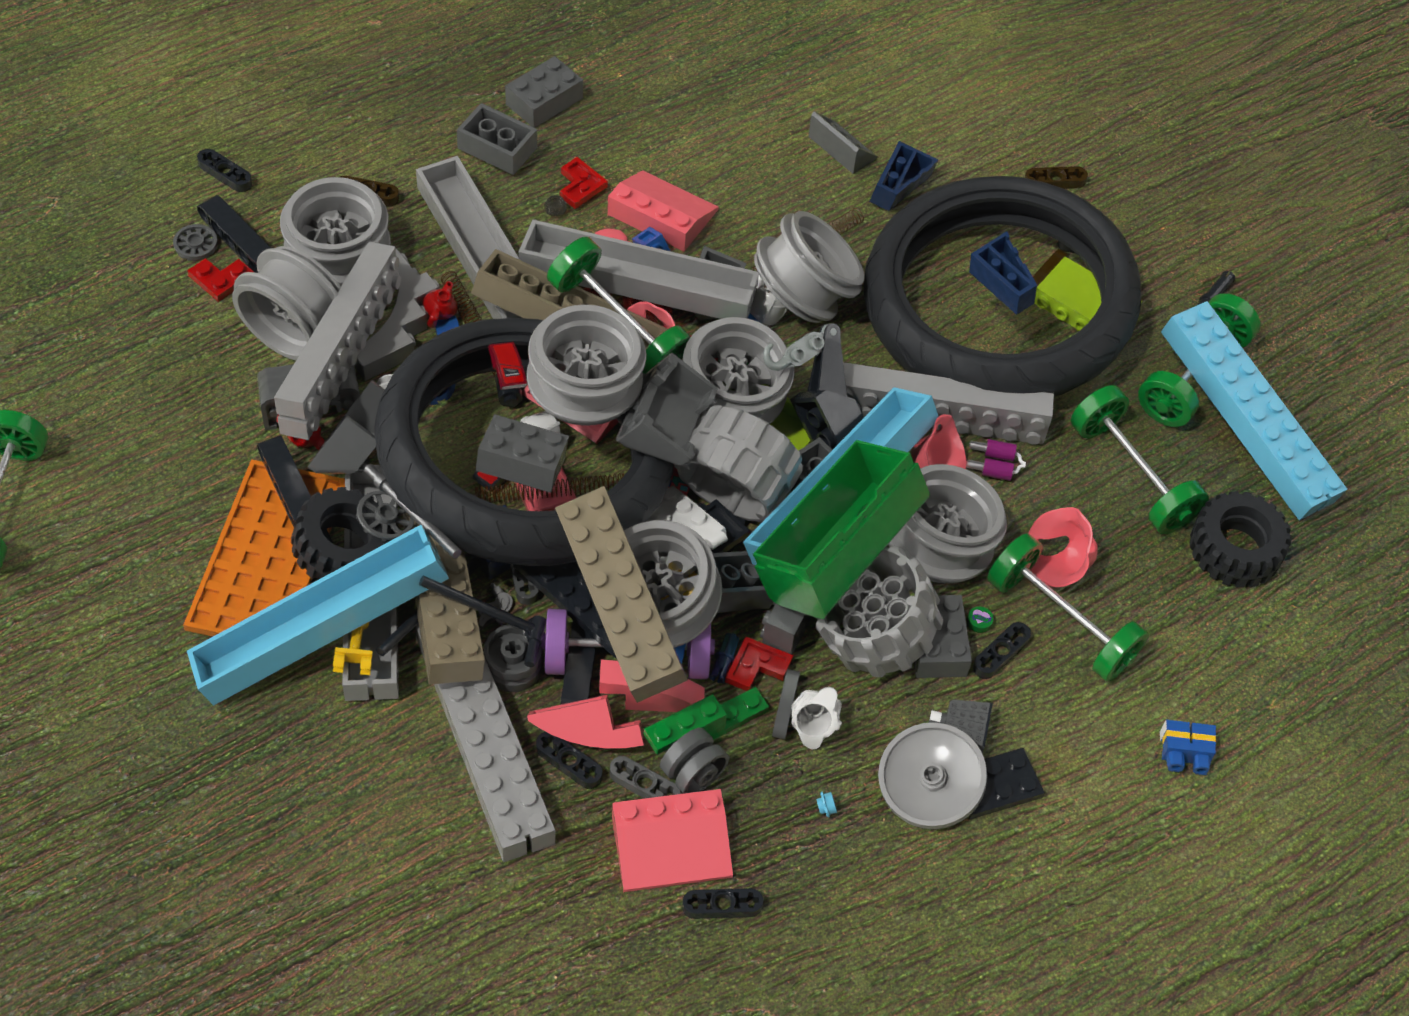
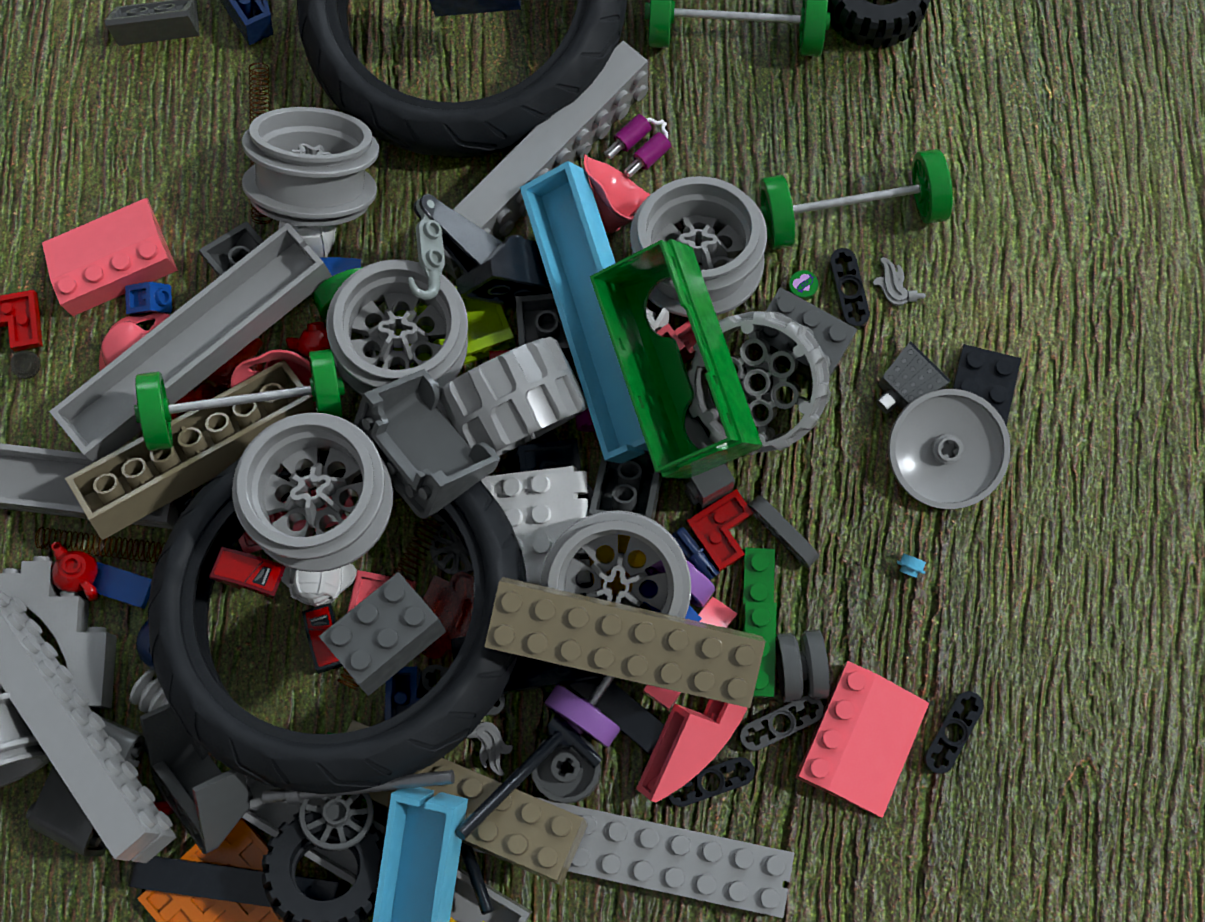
camera: 45 degrees left, 20 degrees up
(816, 715) = (819, 512): white piece -> none
(1029, 678) = (893, 285): none -> light grey piece
(1076, 558) = (802, 152): coral piece -> none
(1188, 745) = (1051, 193): blue hips -> none

